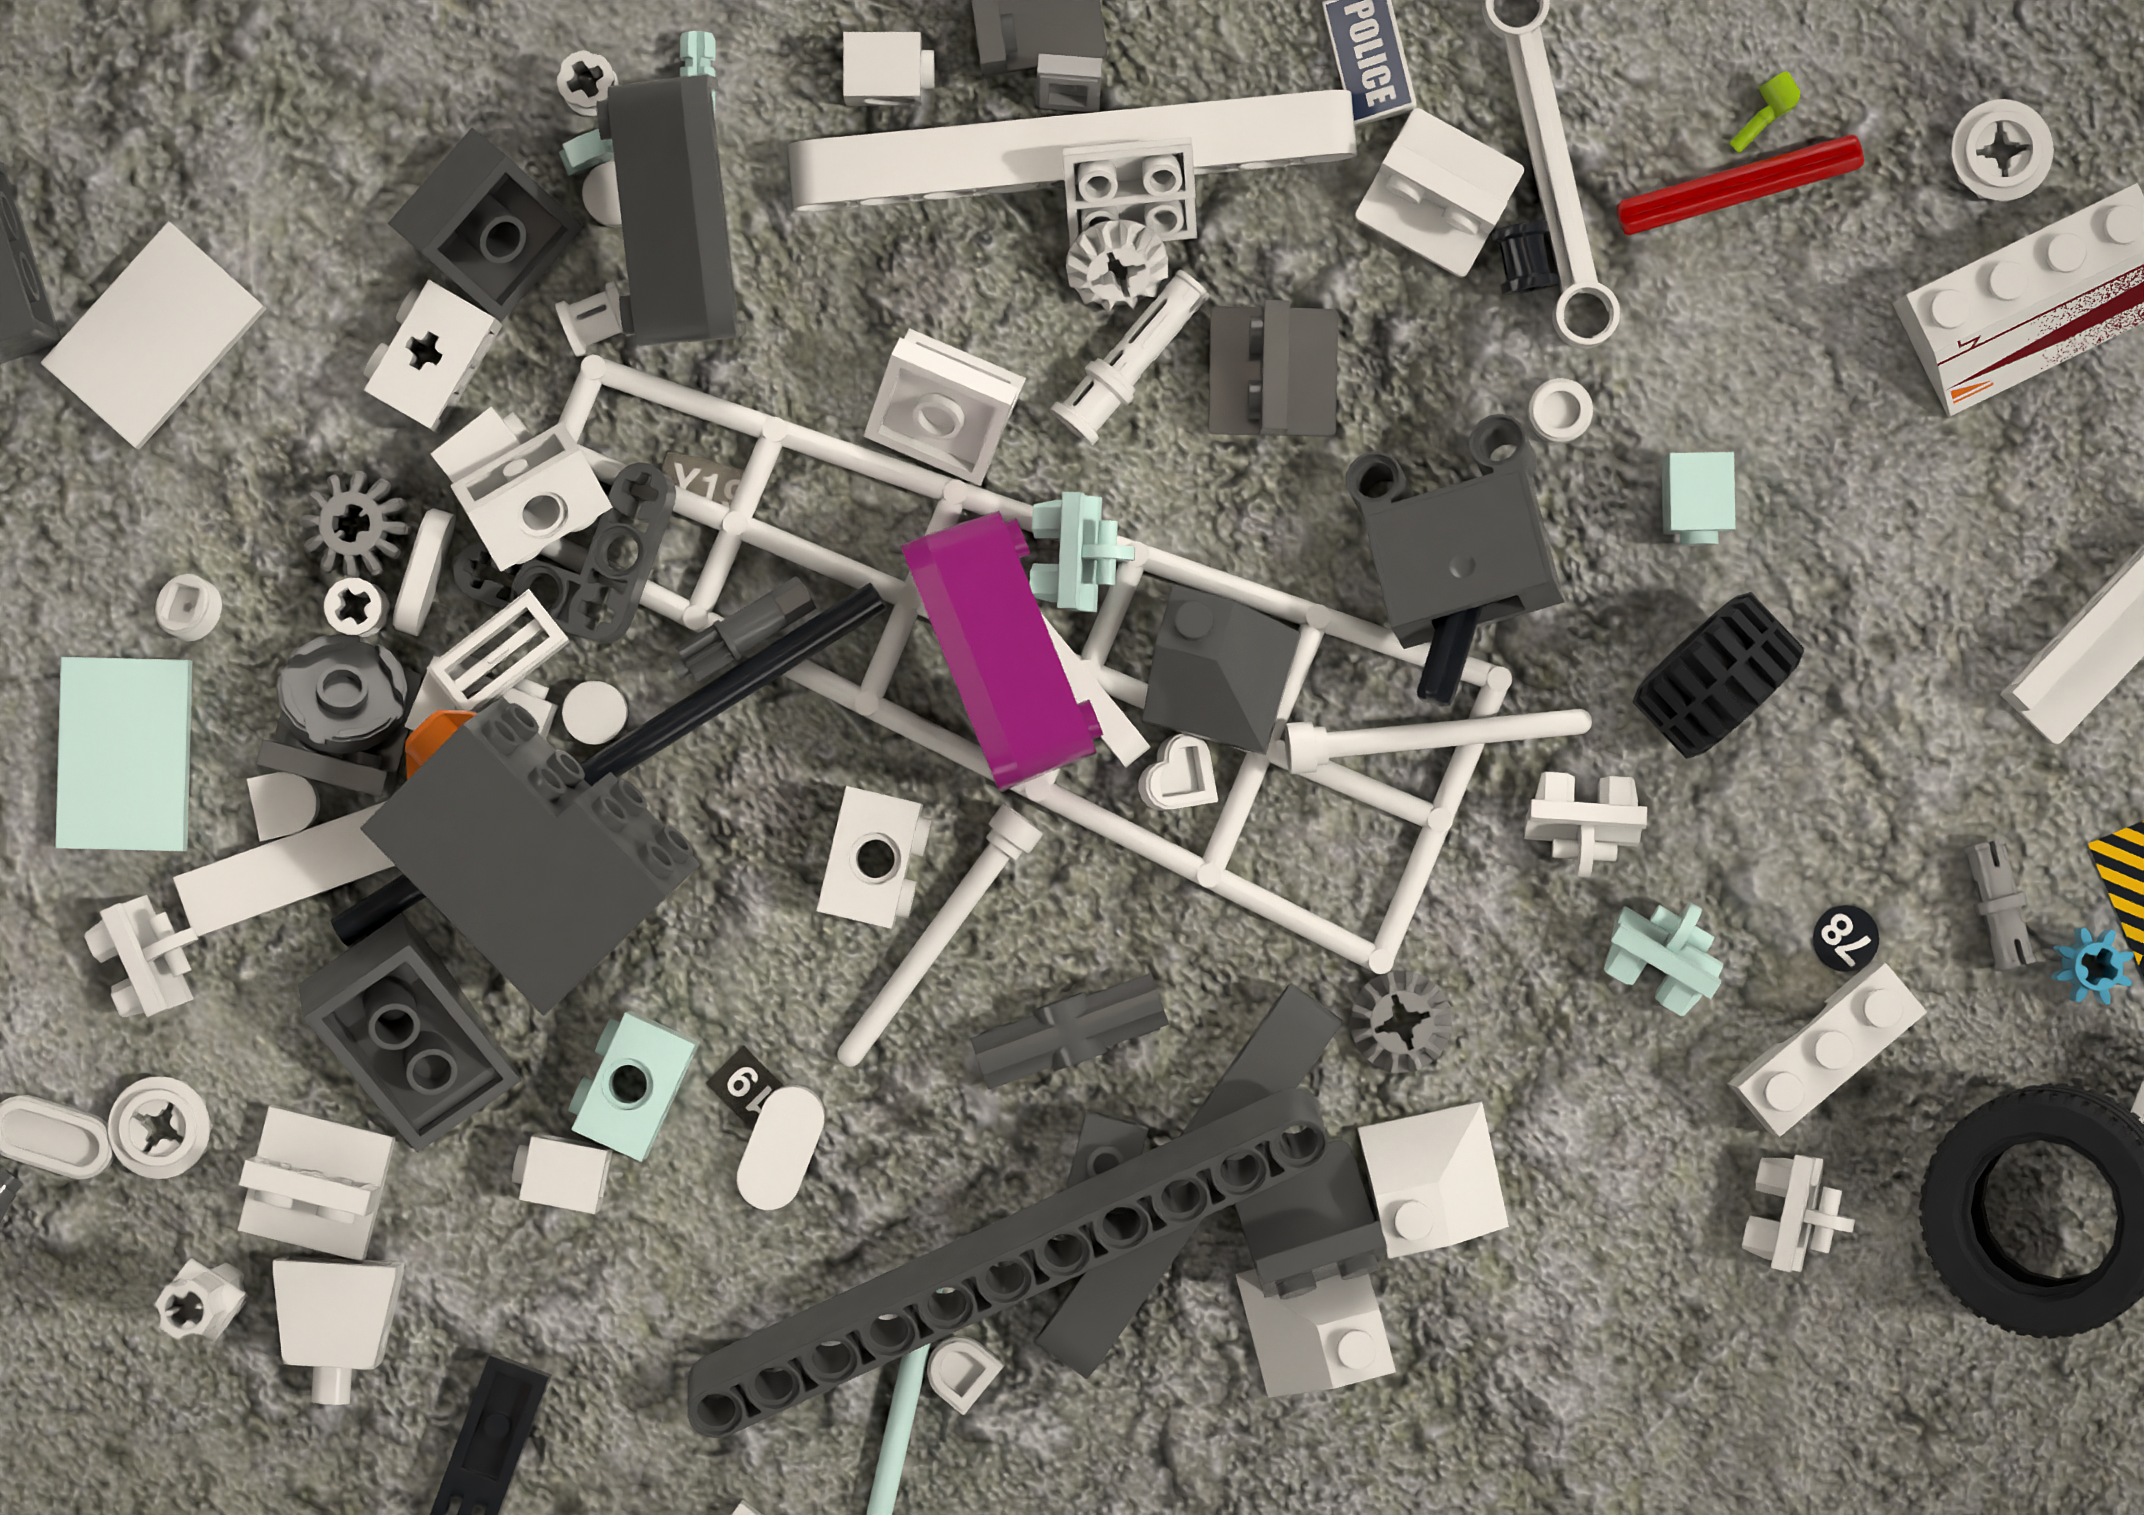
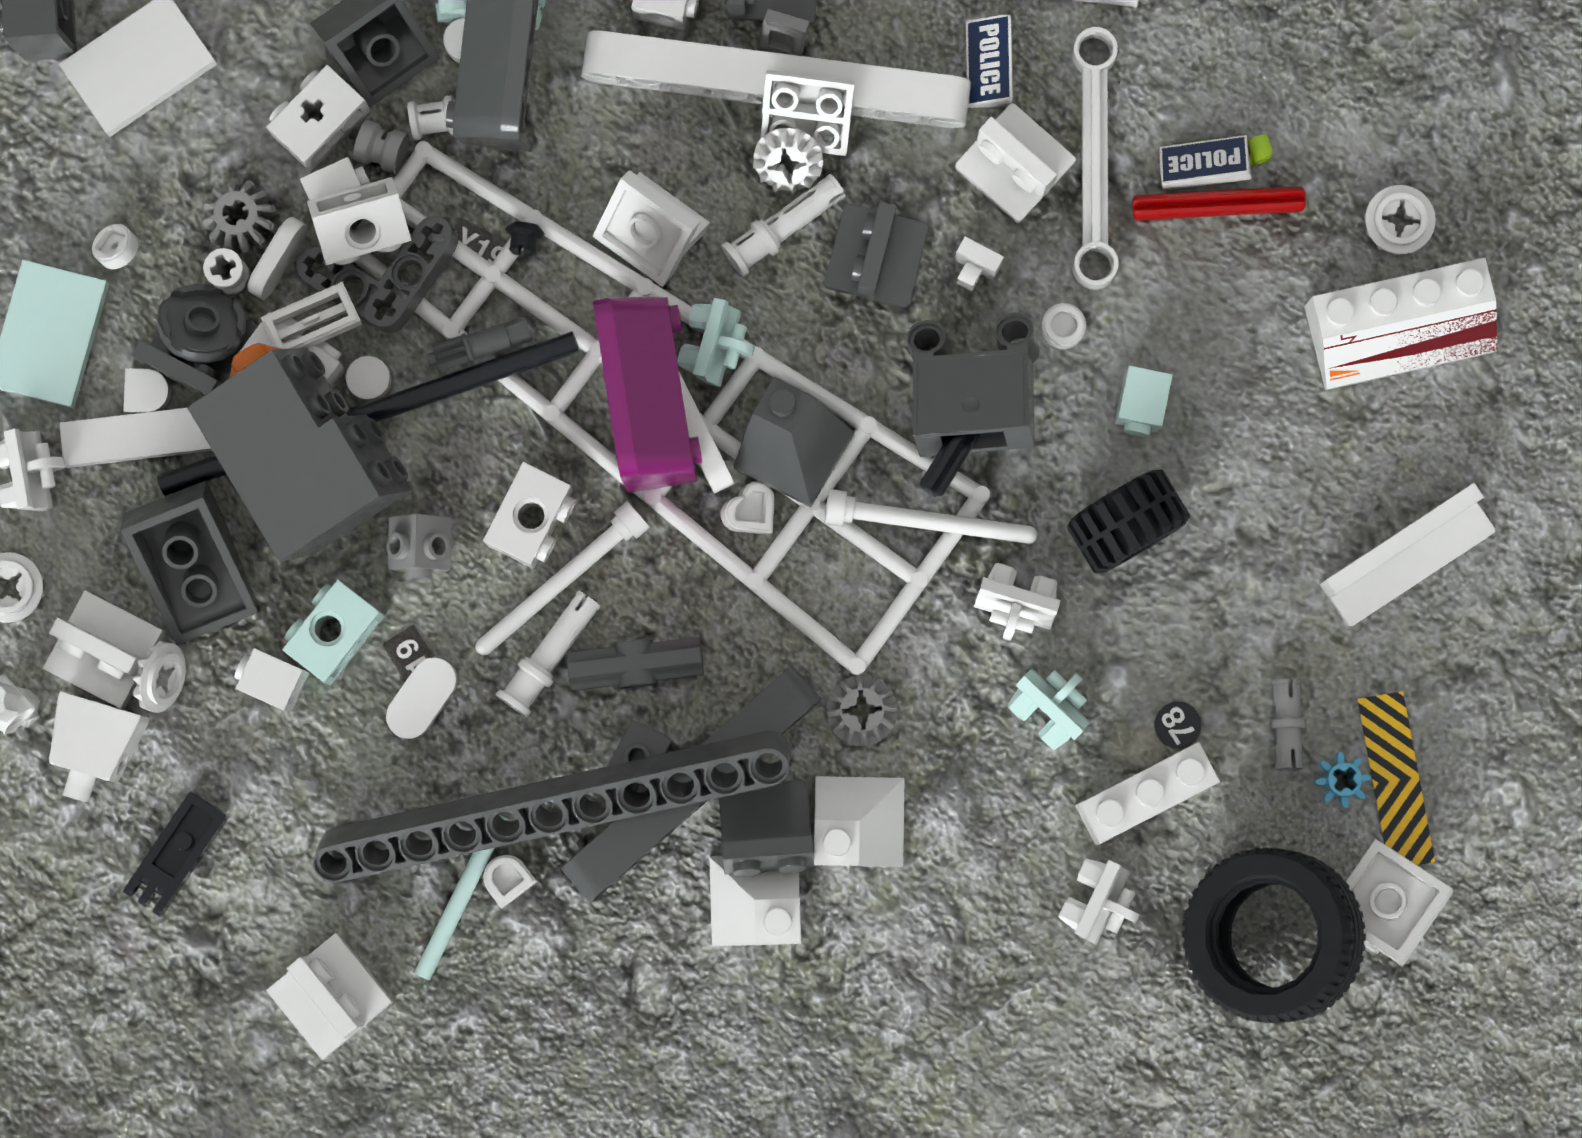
camera: 20 degrees right, 5 degrees down
(407, 1206) = (160, 677): none -> white gear
(532, 377) = (380, 146): none -> light grey wheel
(727, 936) = (419, 545): none -> light grey brick
(767, 461) = (524, 236): none -> black piece
(933, 1073) = (536, 671): none -> white pin
(1419, 348) = (977, 262): none -> white tile
(1524, 257) = (1062, 217): black bush -> none
(1708, 131) = (1205, 163): none -> slope

